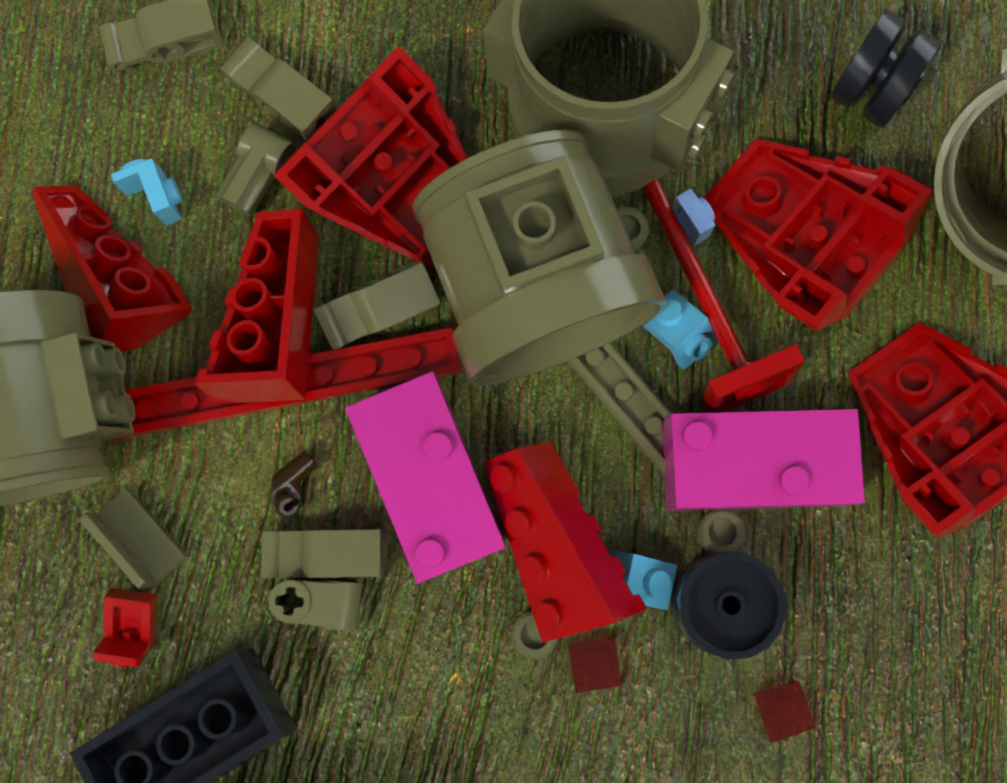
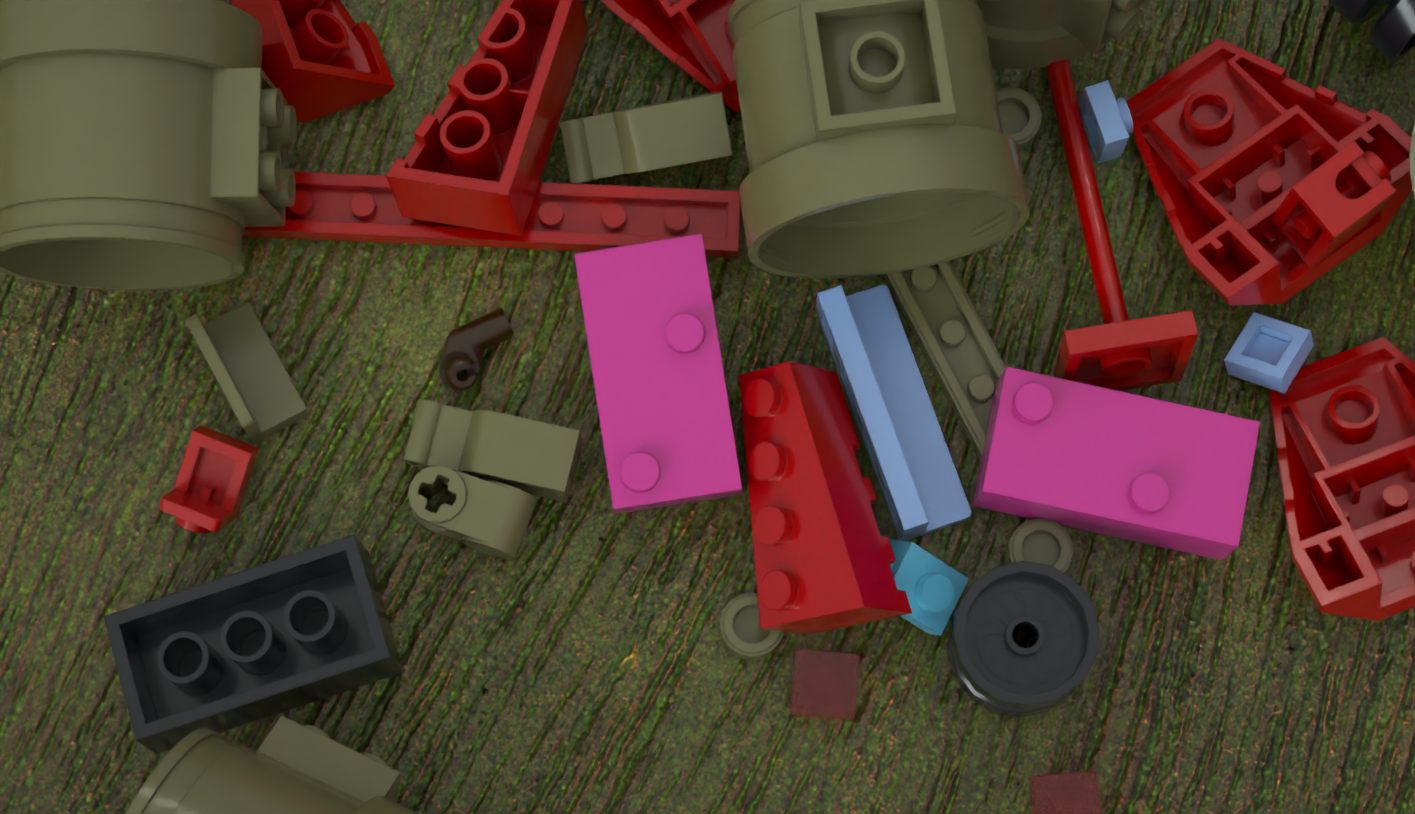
camera: 10 degrees right, 5 degrees down
(595, 456) = (892, 410): none -> light blue panel
(682, 330) = (1050, 267): medium azure bracket -> none
(846, 354) = (1269, 352): none -> light blue plate
(882, 241) = (1334, 203): none -> red brick

